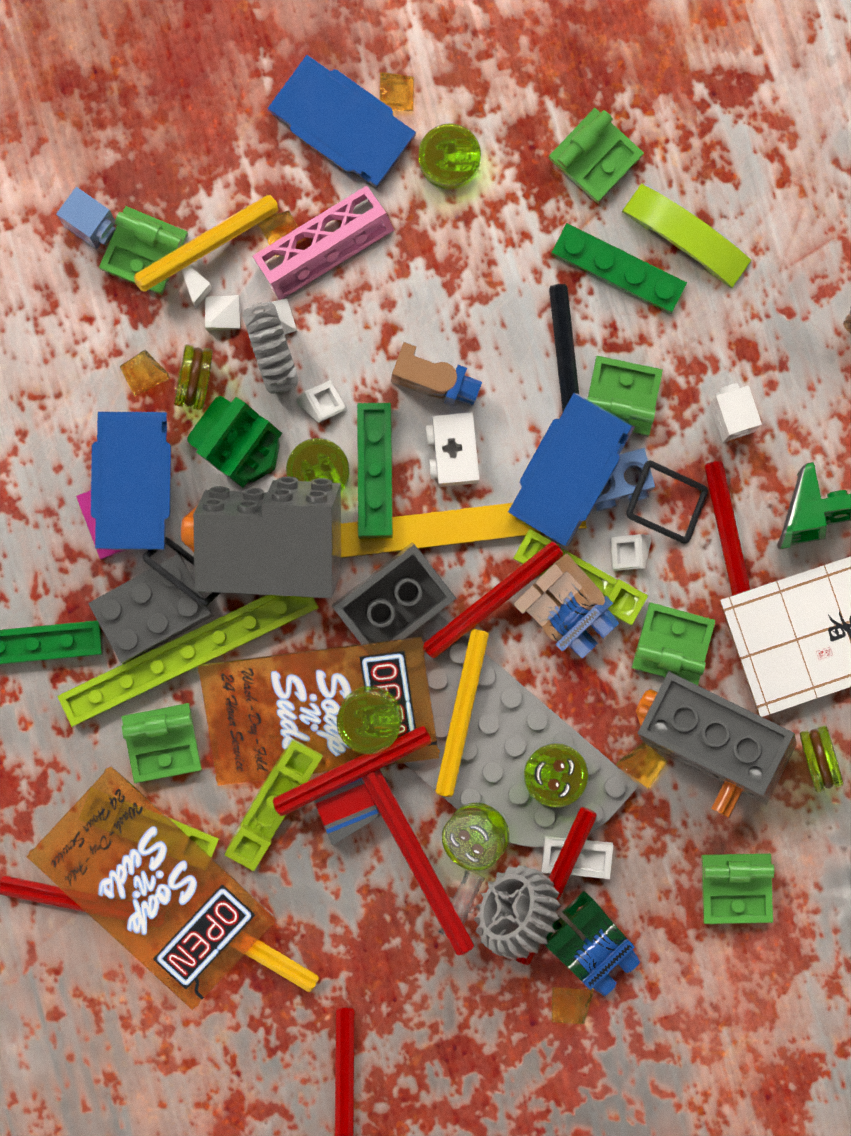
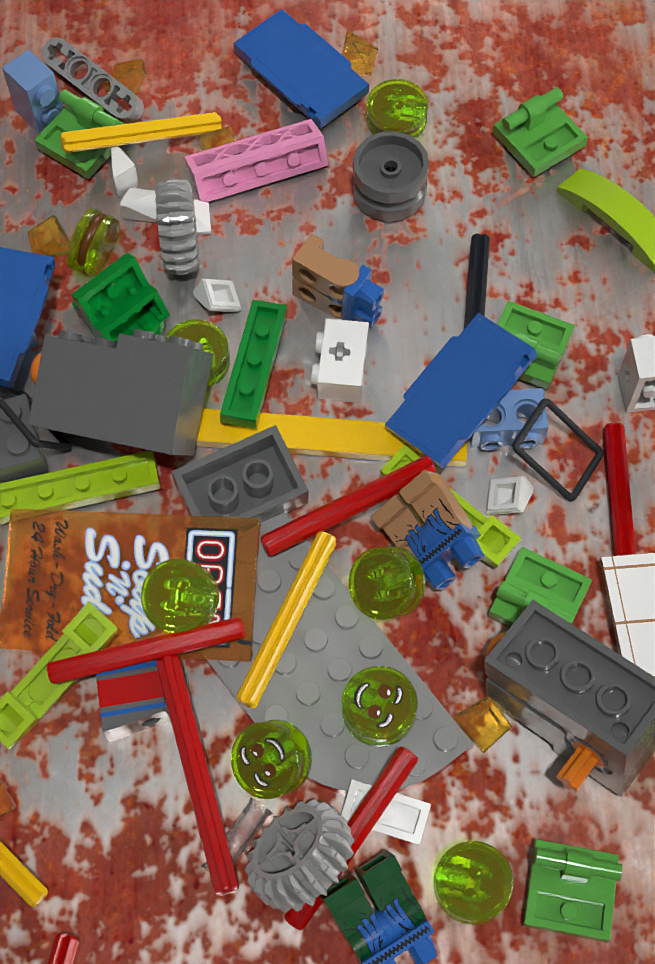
camera: 15 degrees right, 20 degrees down
(136, 177) = (94, 77): none -> light grey beam
(166, 168) = (129, 74): none -> clear yellow slope
(459, 262) = (390, 176): none -> dark grey wheel
(539, 663) = (386, 582): none -> clear neon green head
(618, 268) = (545, 235): green plate -> none
(658, 899) = (473, 883): none -> clear neon green head

